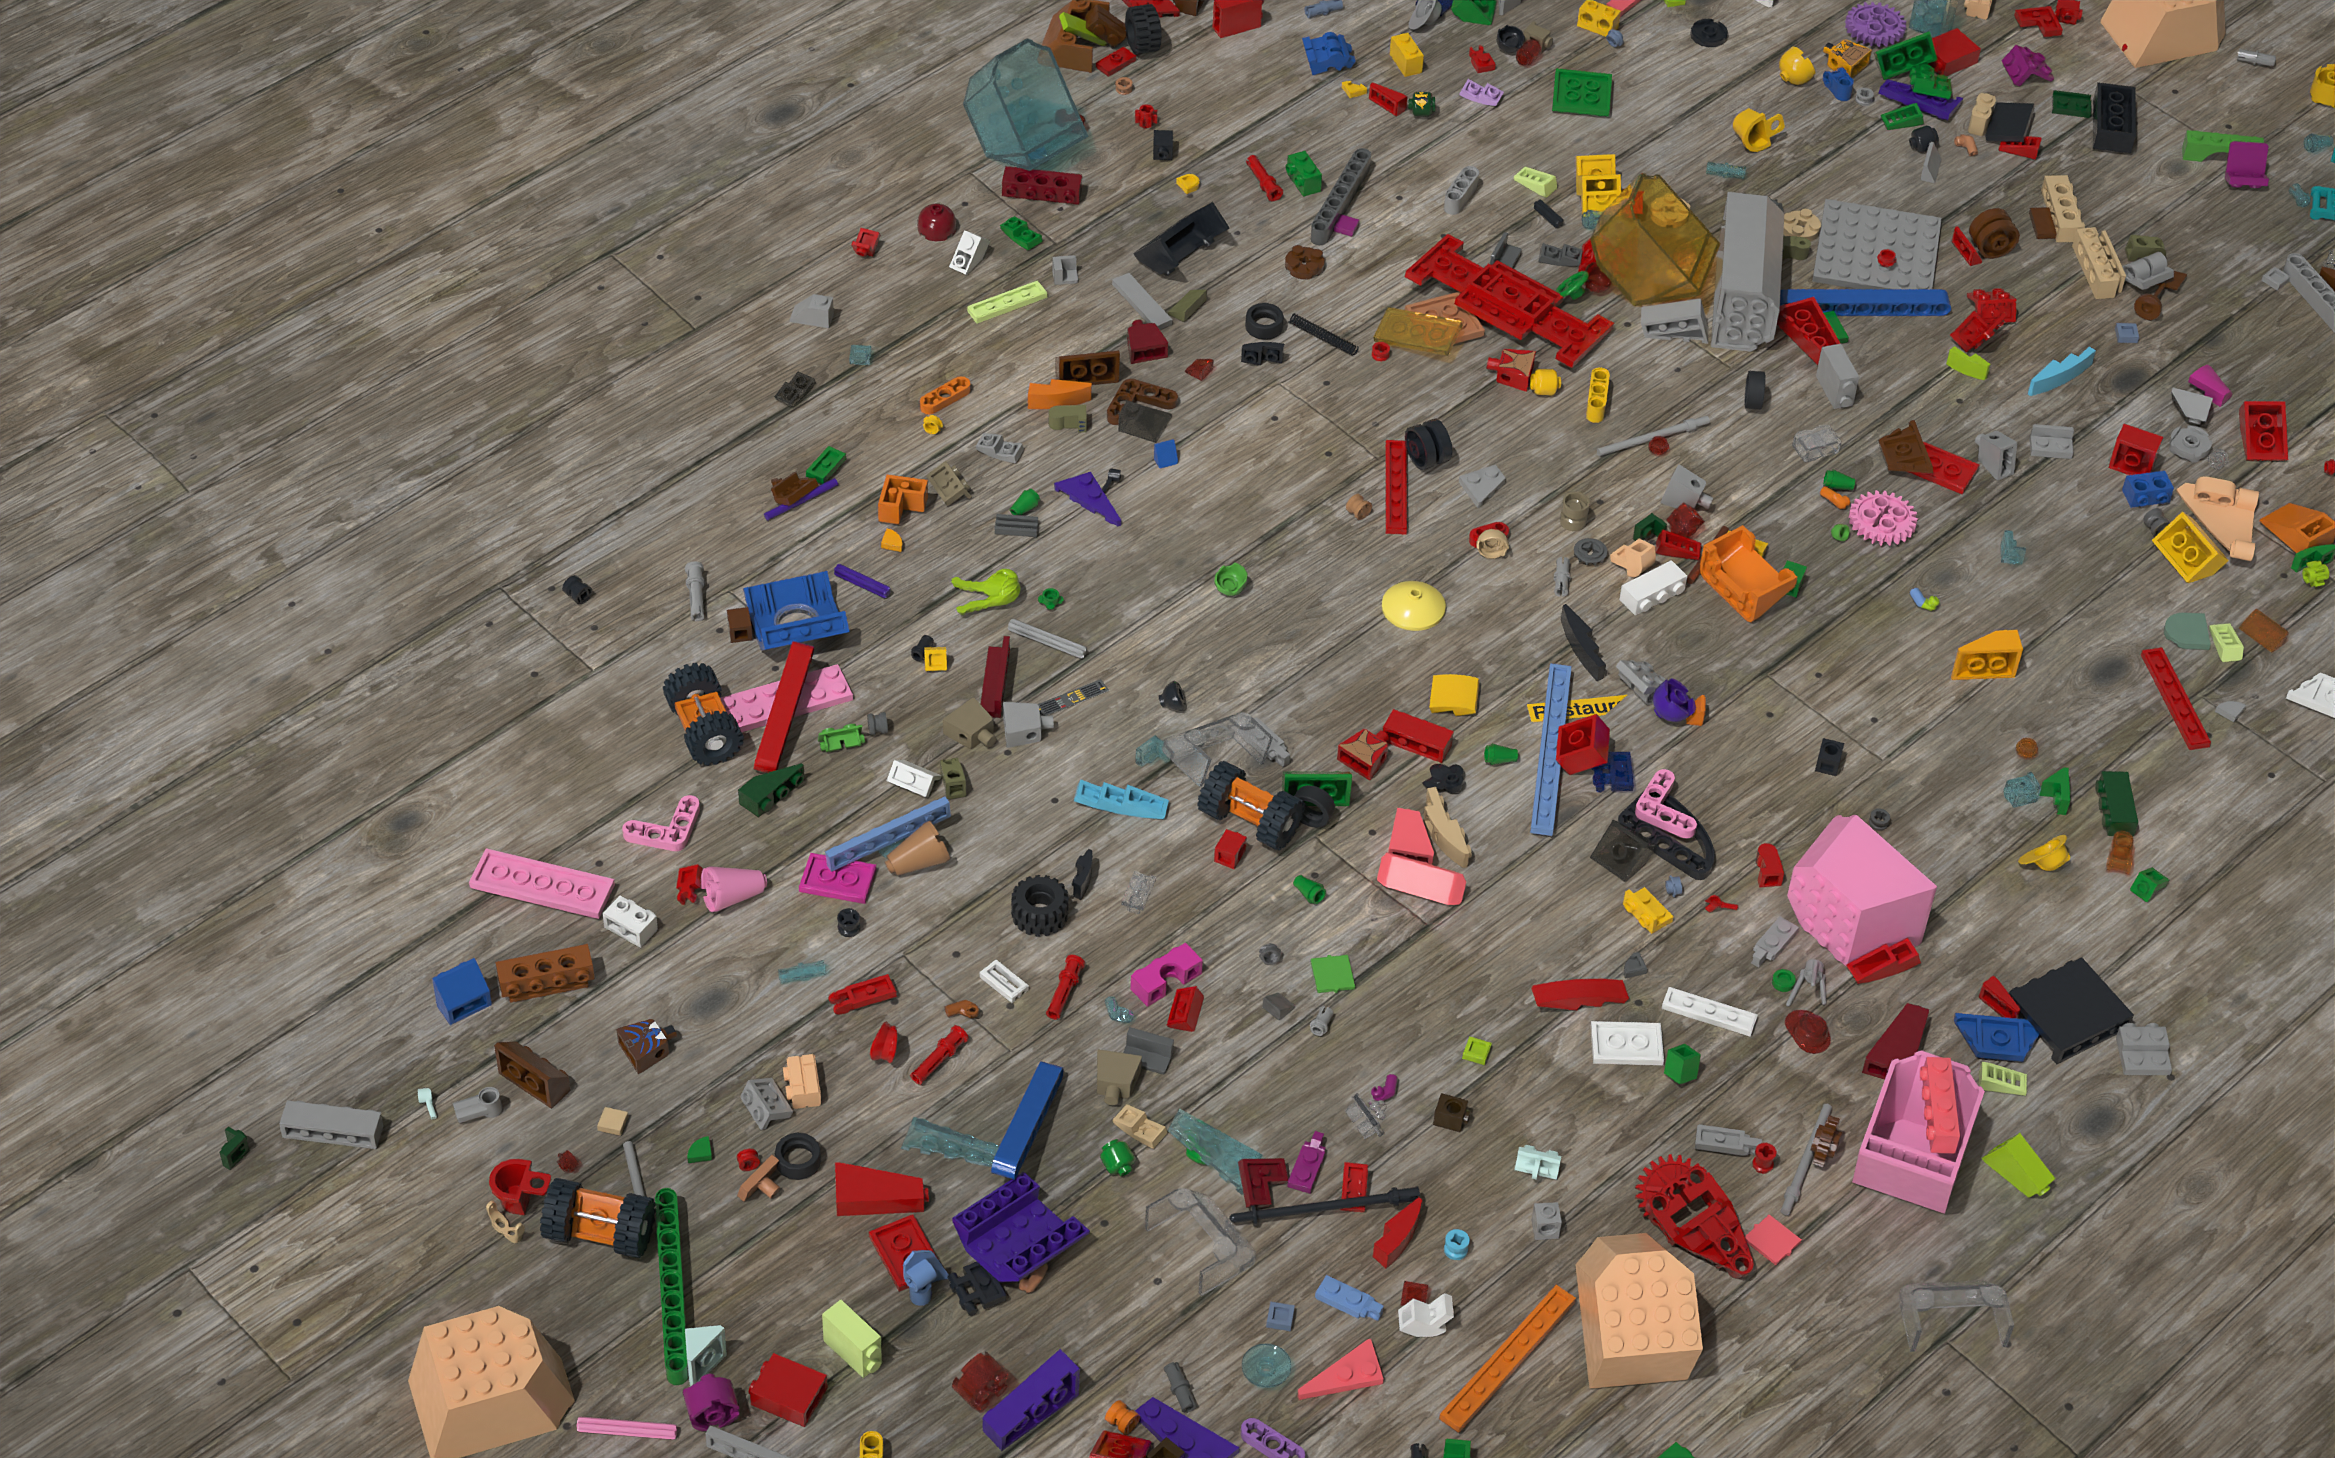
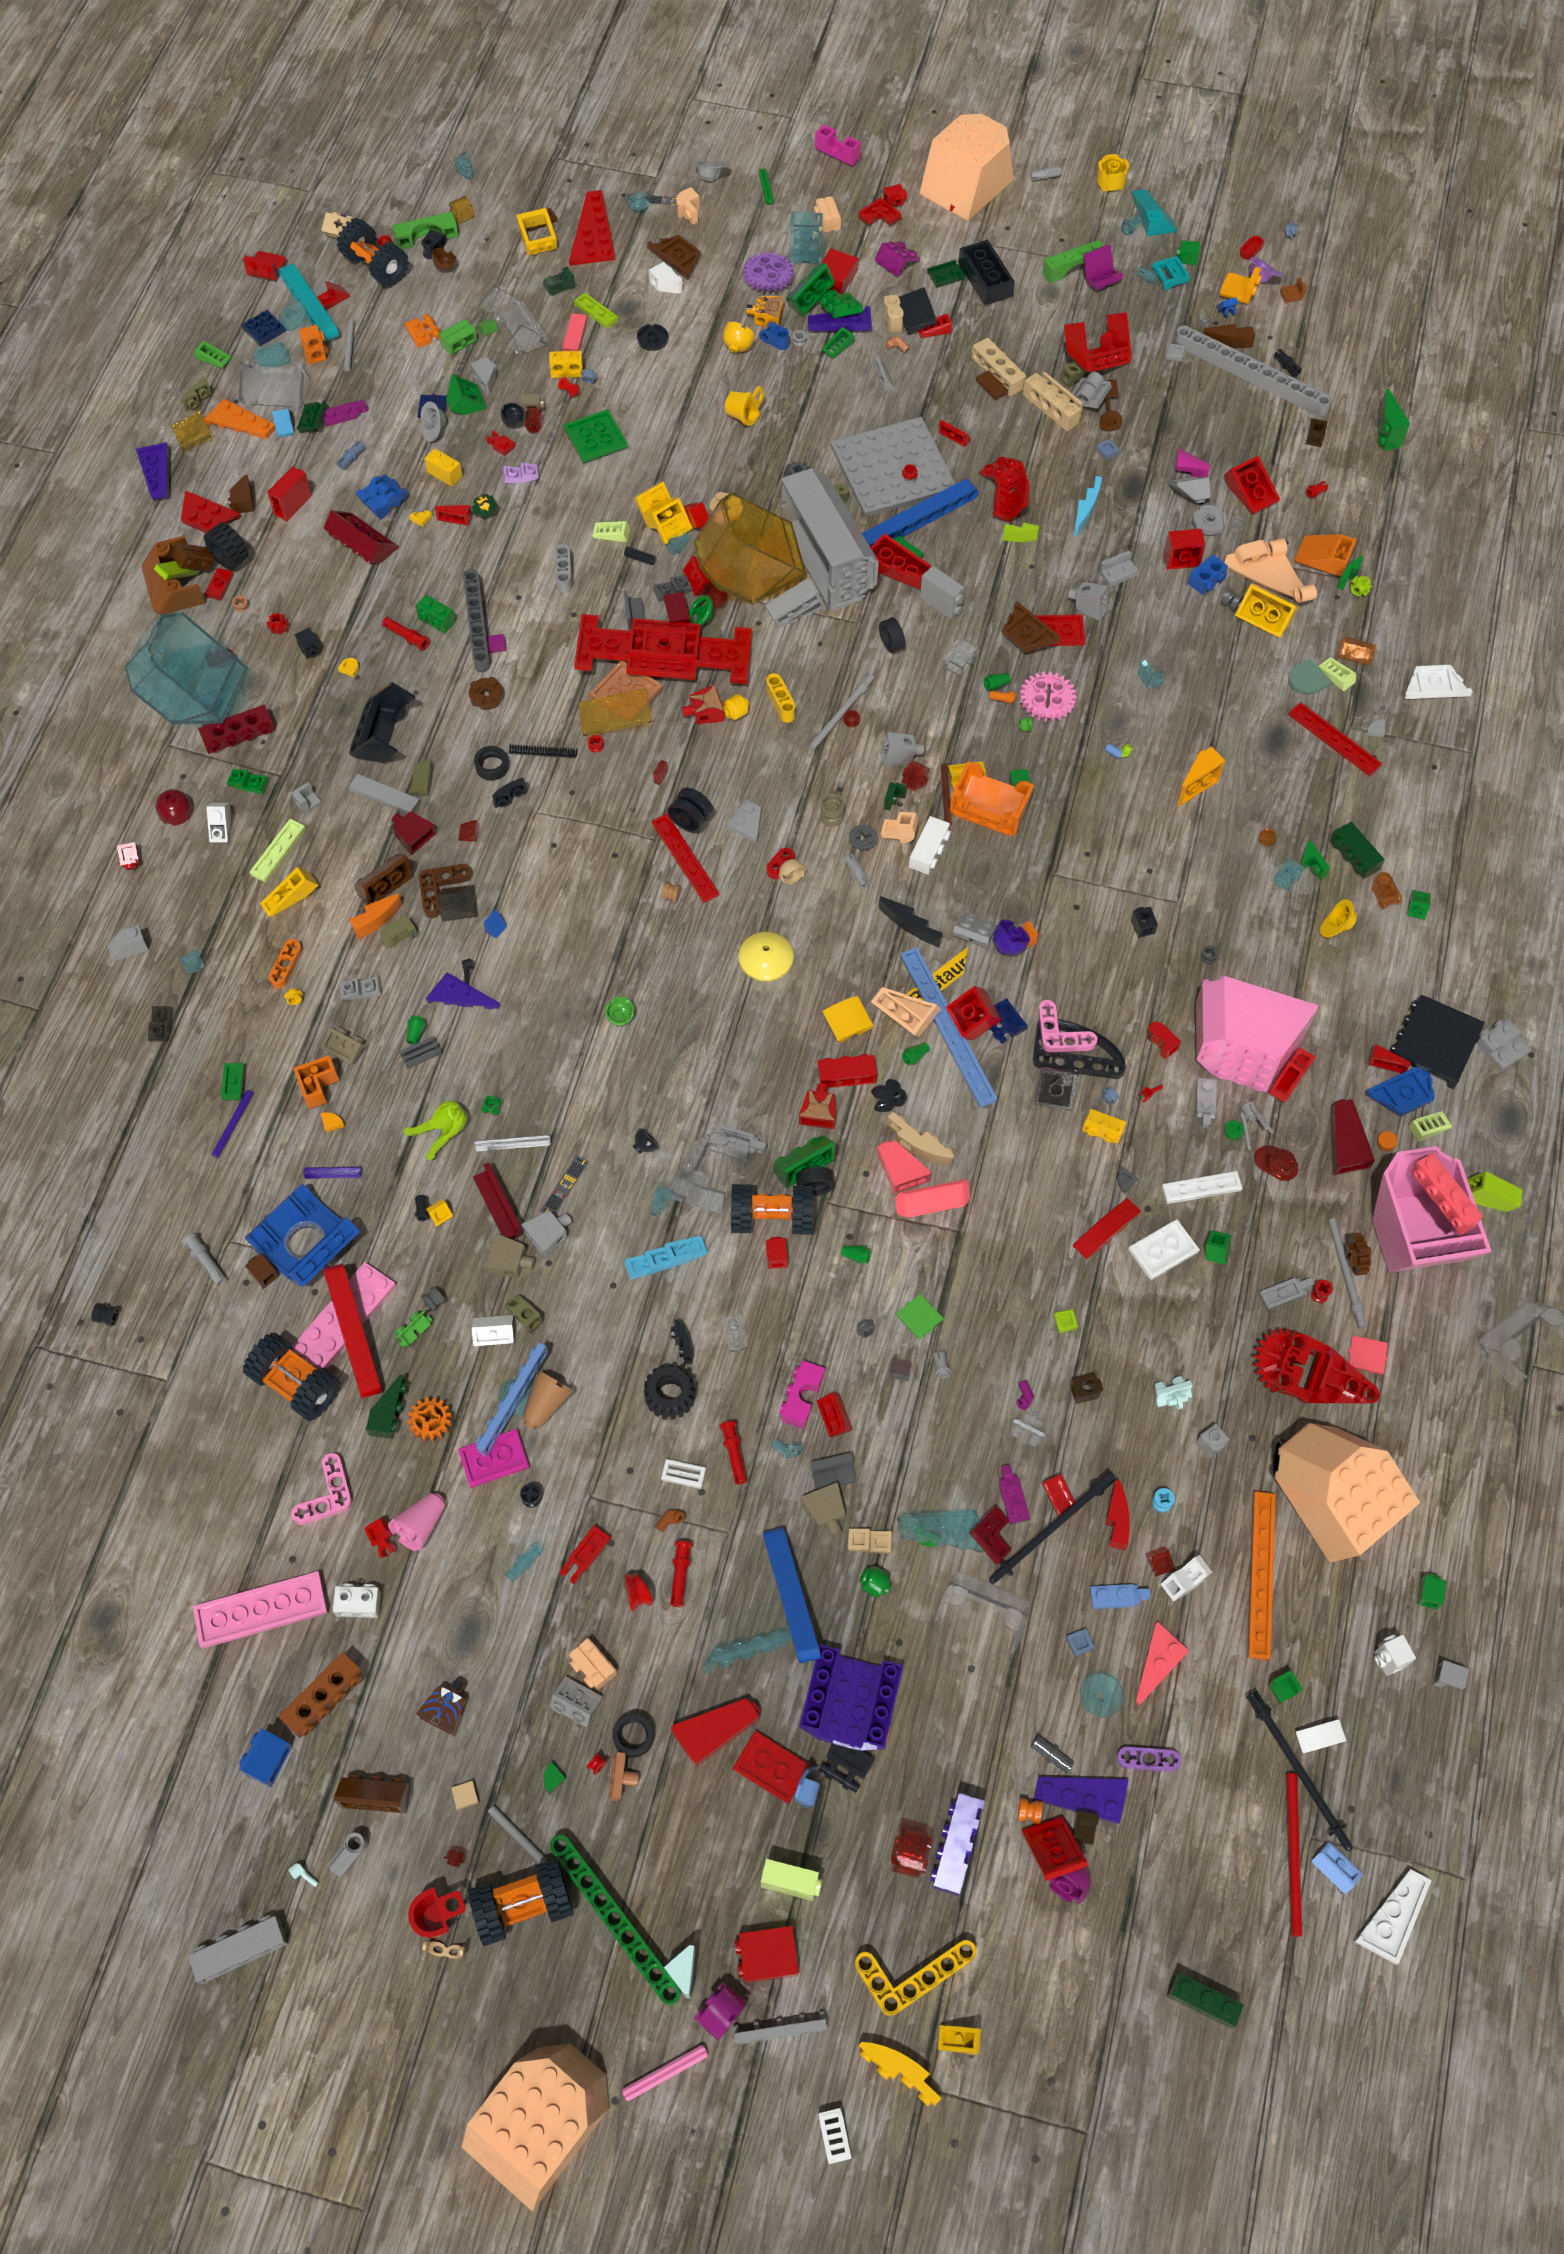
camera: 30 degrees left, 15 degrees up
(234, 1149) = (171, 2030): dark green bracket -> none
(792, 488) = (219, 1119): reddish brown slope -> none
(802, 815) = (424, 1412): none -> orange gear
(993, 338) = (289, 891): none -> yellow slope
(1280, 78) = (359, 536): none -> dark red slope
(1425, 403) = (660, 772): none -> clear red tile
(1517, 712) = (906, 1010): none -> light nougat wedge
(1549, 271) = (676, 608): none -> dark red panel
(1585, 36) = (572, 388): none -> red piece
(1670, 545) = (911, 804): red slope -> none
(1725, 170) = (743, 451): clear light blue pin -> none
(1796, 219) = (831, 466): tan plate -> none
(1922, 137) = (866, 354): black head -> none
(1994, 233) = (970, 412): reddish brown wheel -> none
(2205, 246) = (1114, 348): none -> red windscreen

